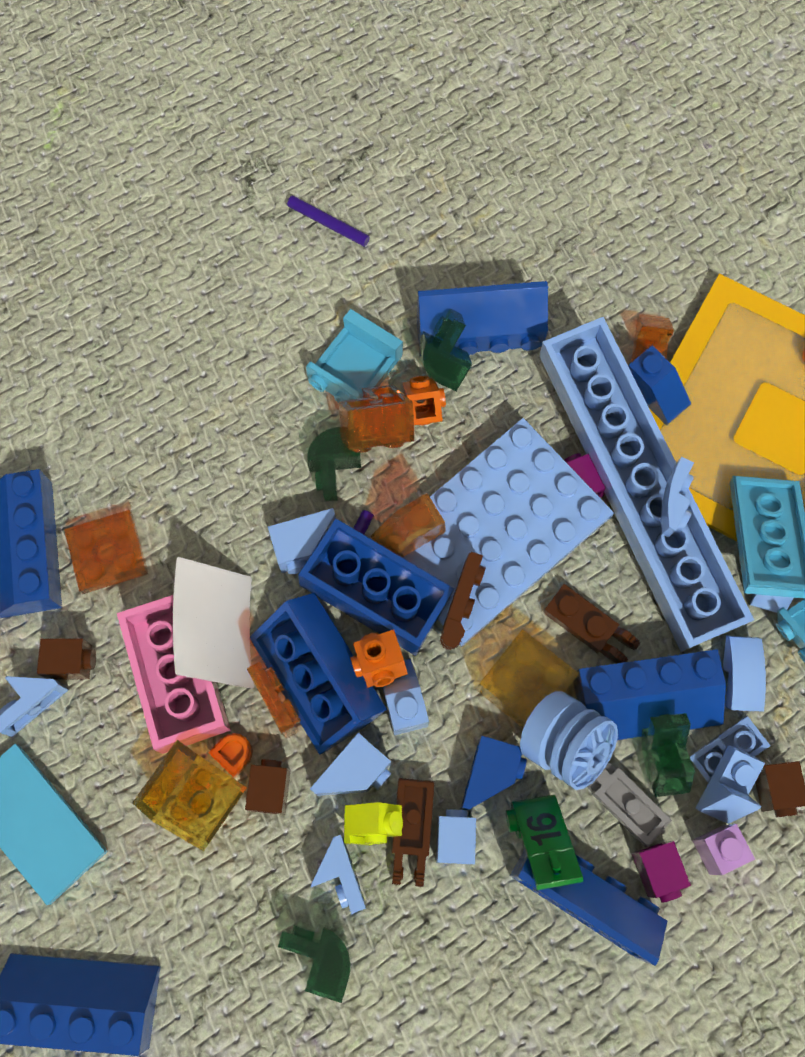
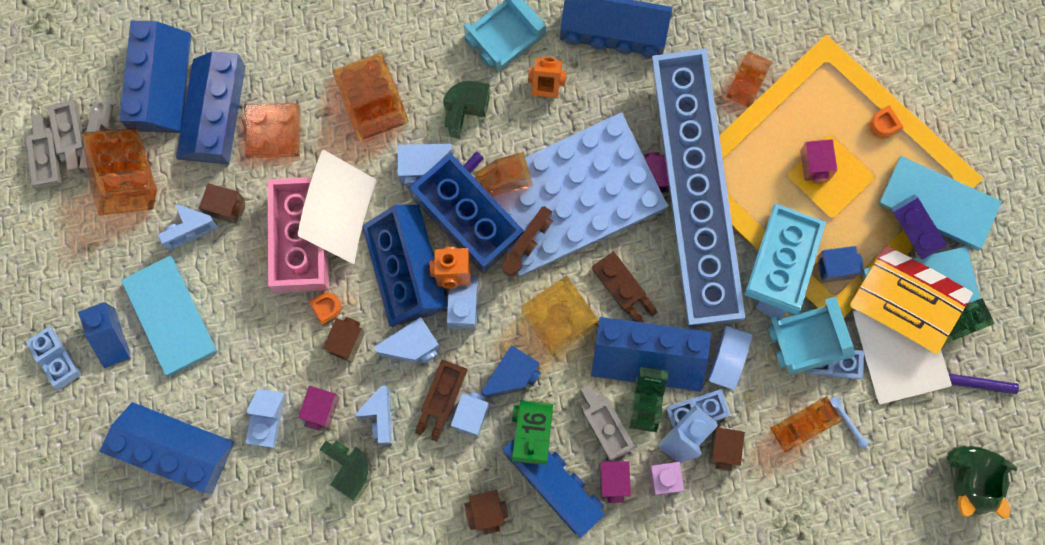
camera: 20 degrees right, 5 degrees up
(189, 796) = (285, 326): clear yellow brick -> none
(193, 922) = (265, 418): none -> light blue slope
(217, 479) = (370, 96): none -> clear orange slope
(259, 890) = (318, 408): none -> magenta brick
(269, 688) = (368, 284): clear orange plate -> none
(372, 823) = (412, 385): neon yellow brick -> none
(377, 419) = (504, 83): clear orange brick -> none
(439, 355) = (571, 46): clear green brick -> none
(515, 962) = (486, 512): none -> reddish brown brick
(569, 739) = (573, 365): light blue wheel -> none
(660, 385) = (738, 114): blue slope -> none
(674, 505) = (710, 213): light blue slope -> none
(766, 413) = (818, 160): none -> magenta brick

